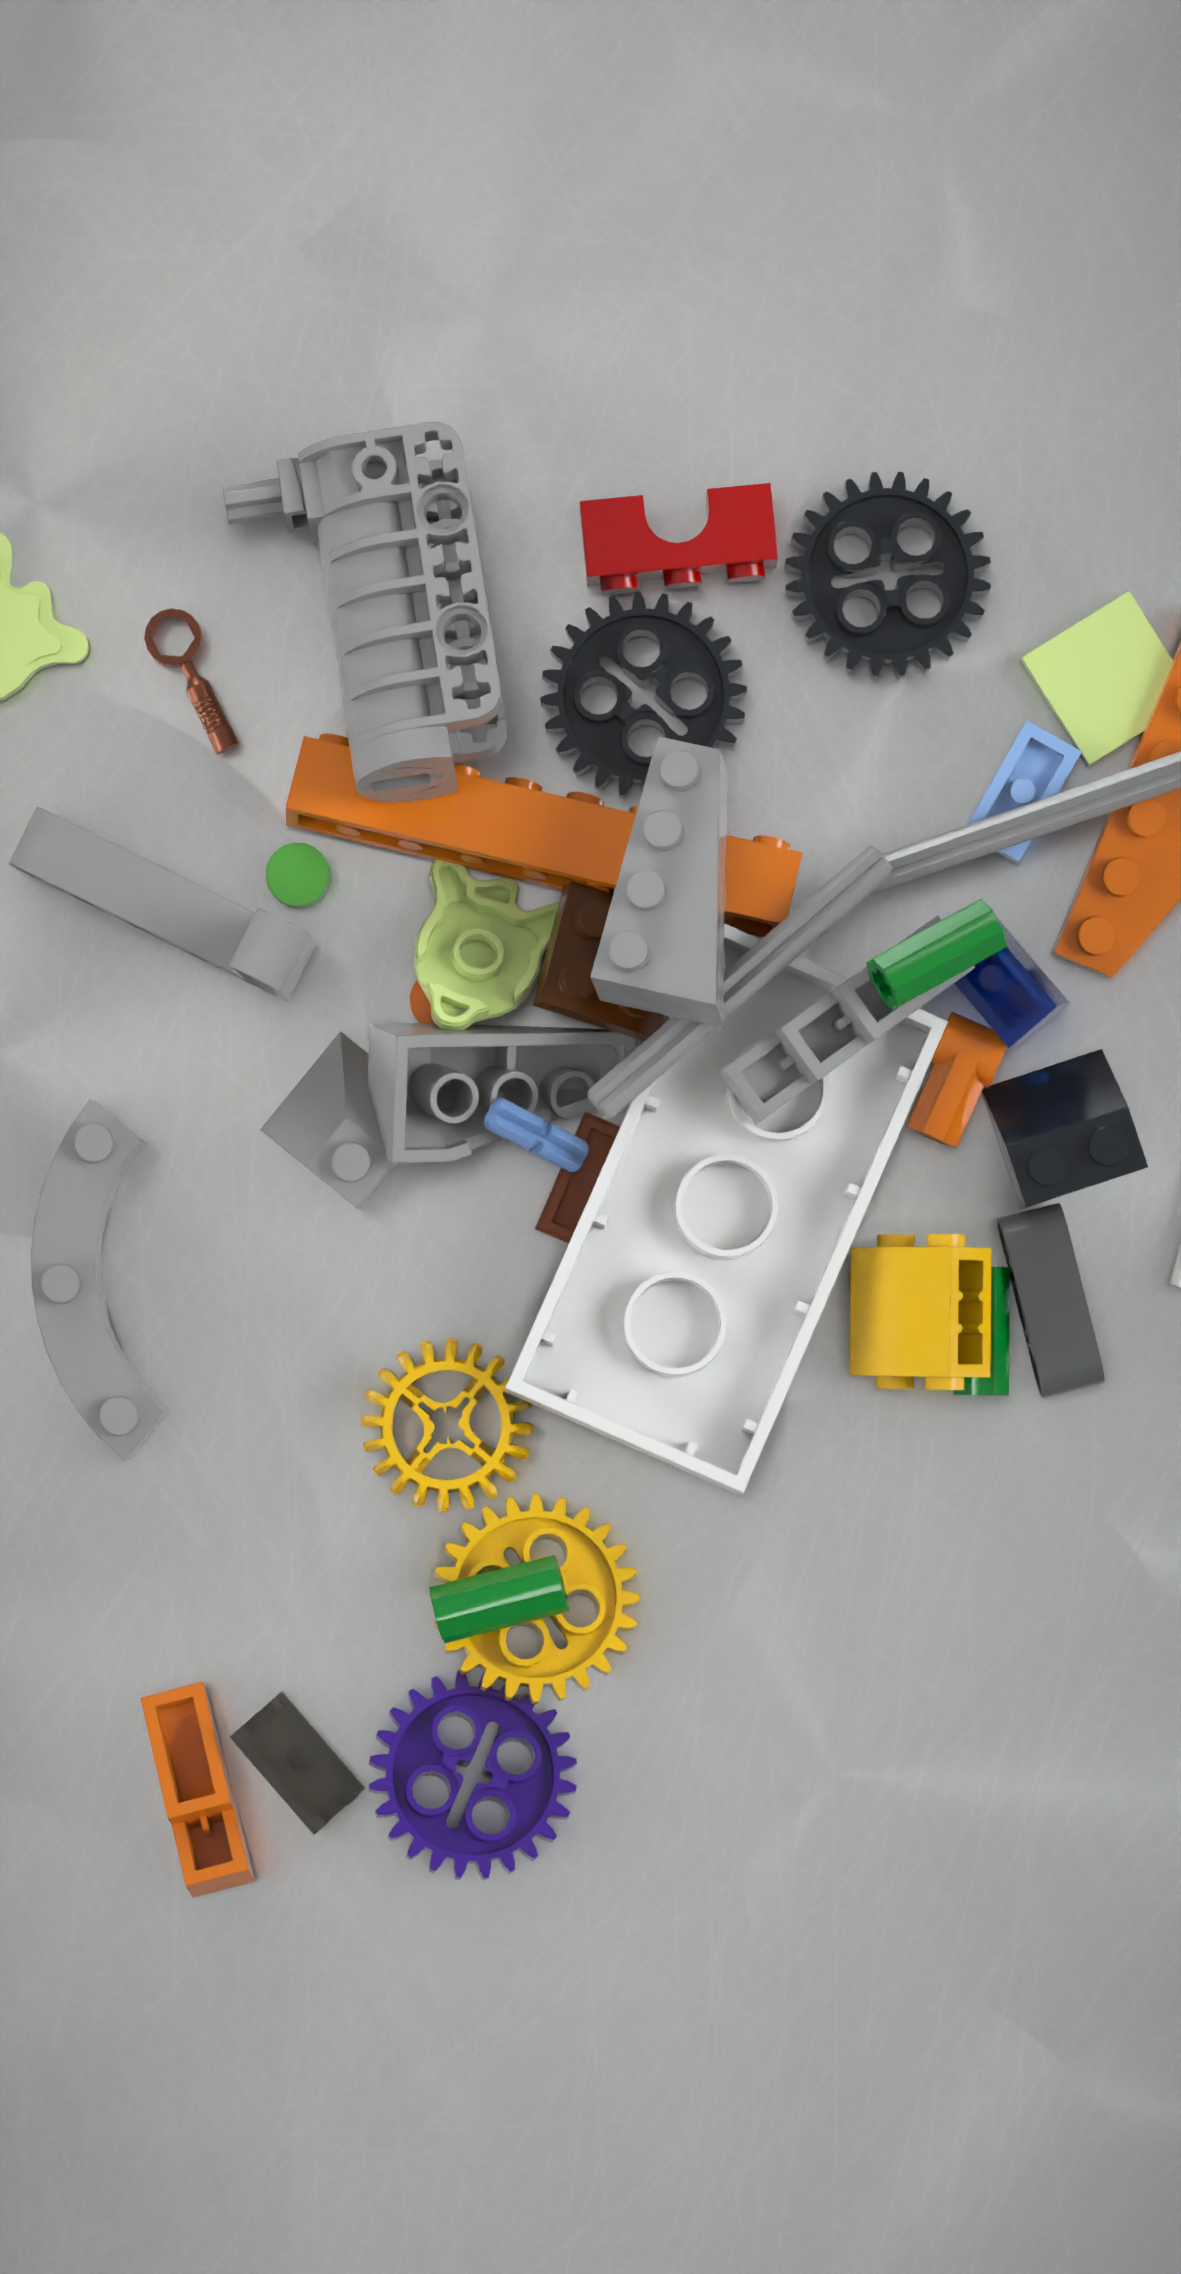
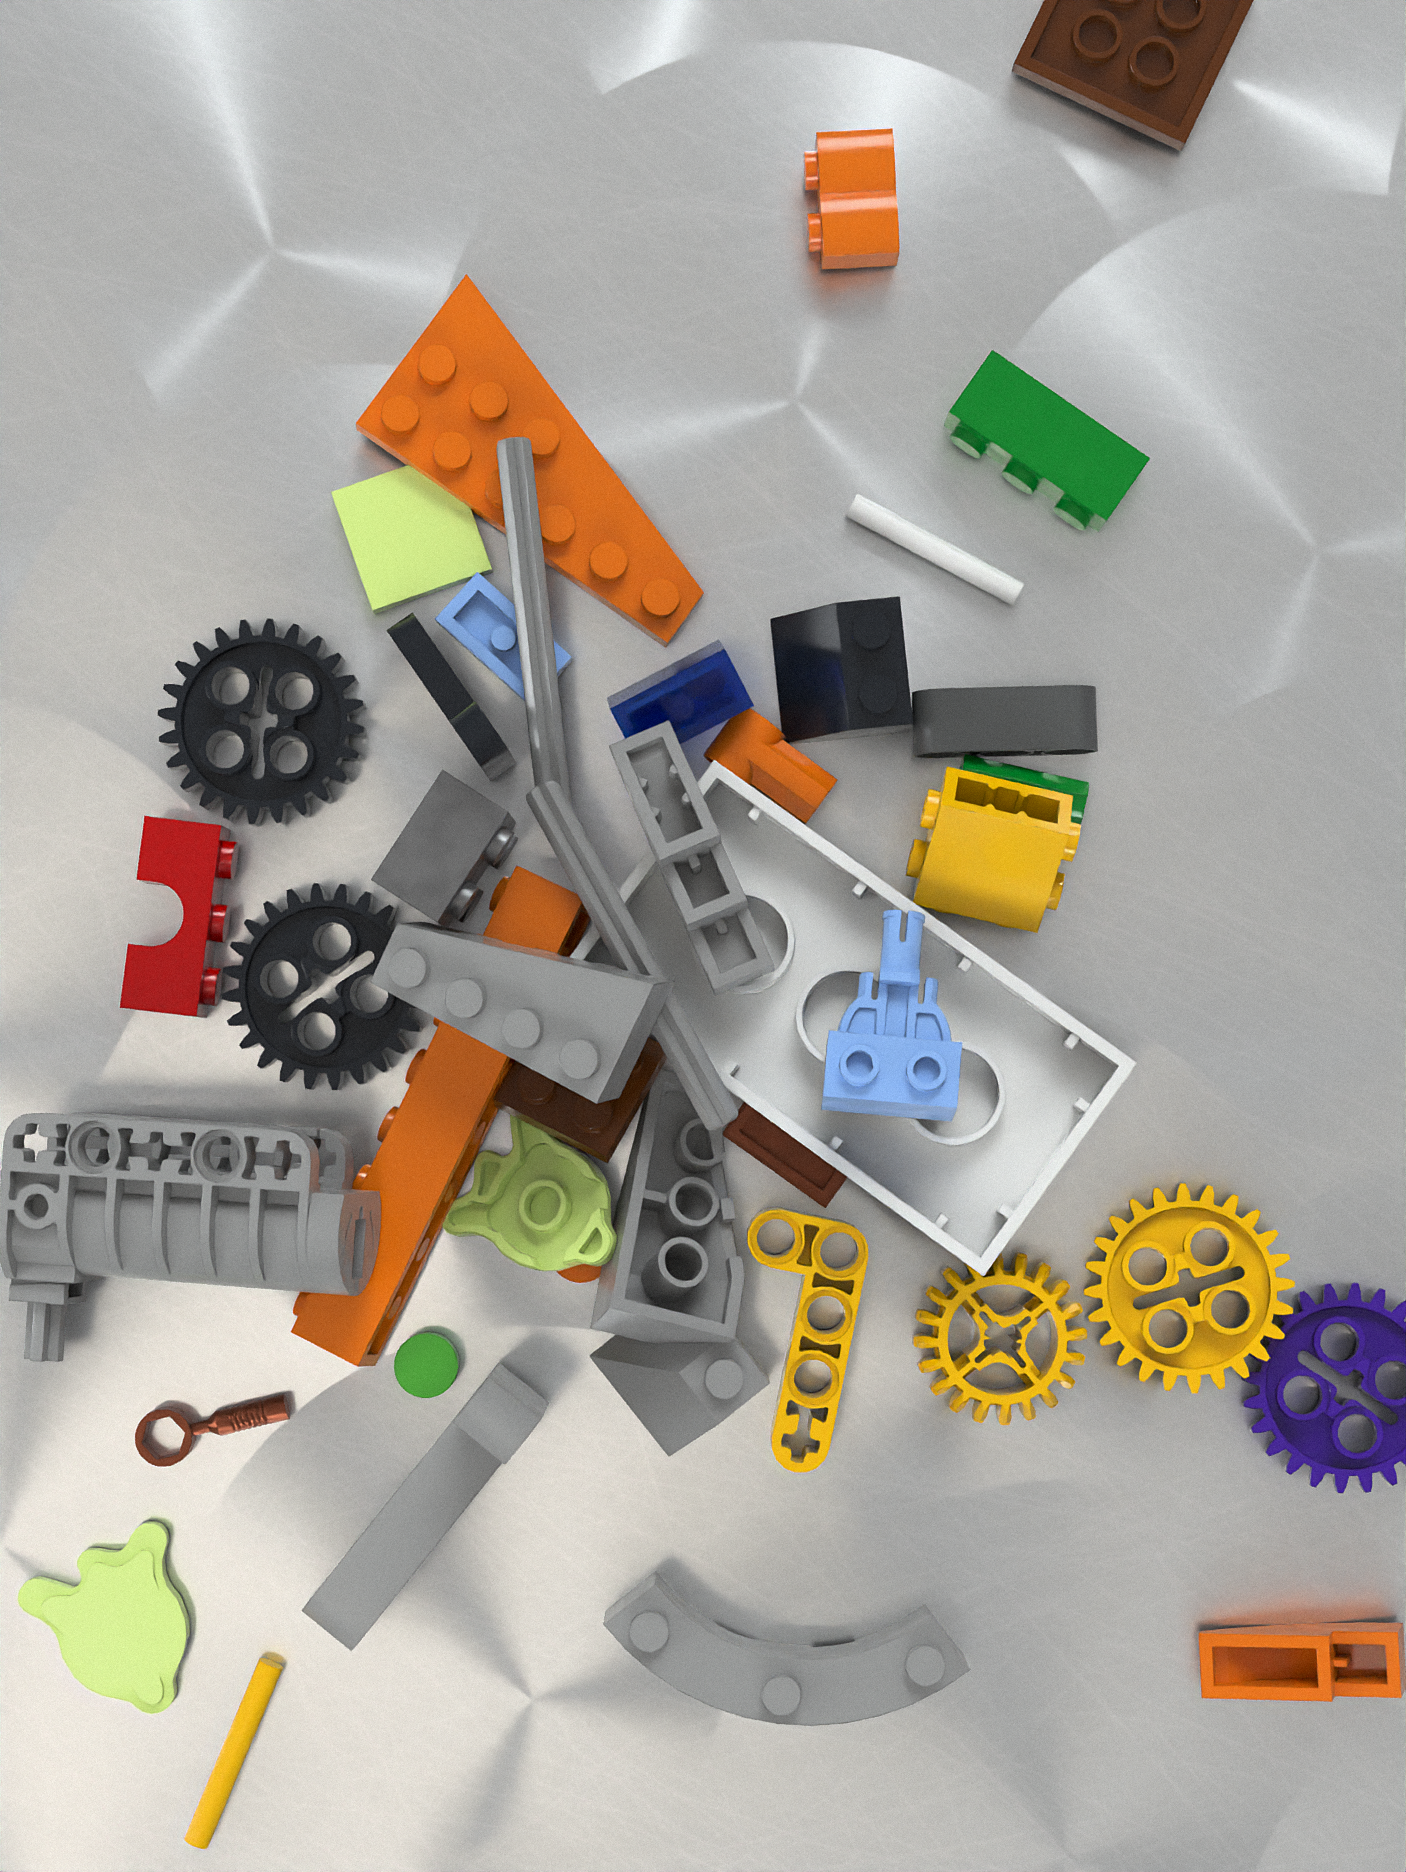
camera: 80 degrees left, 0 degrees up
(297, 1762) = (1298, 1557): clear smoke hinge -> none
(403, 1236) = (806, 1341): none -> yellow beam
(499, 1599) = (1188, 1327): green axle -> none
(536, 1135) = (736, 1188): medium blue piece -> none
(703, 1252) = (892, 1050): none -> light blue brick
(800, 783) = (447, 851): none -> flat silver brick
(936, 954) = (649, 754): green axle -> none
(938, 769) = (452, 697): none -> black beam

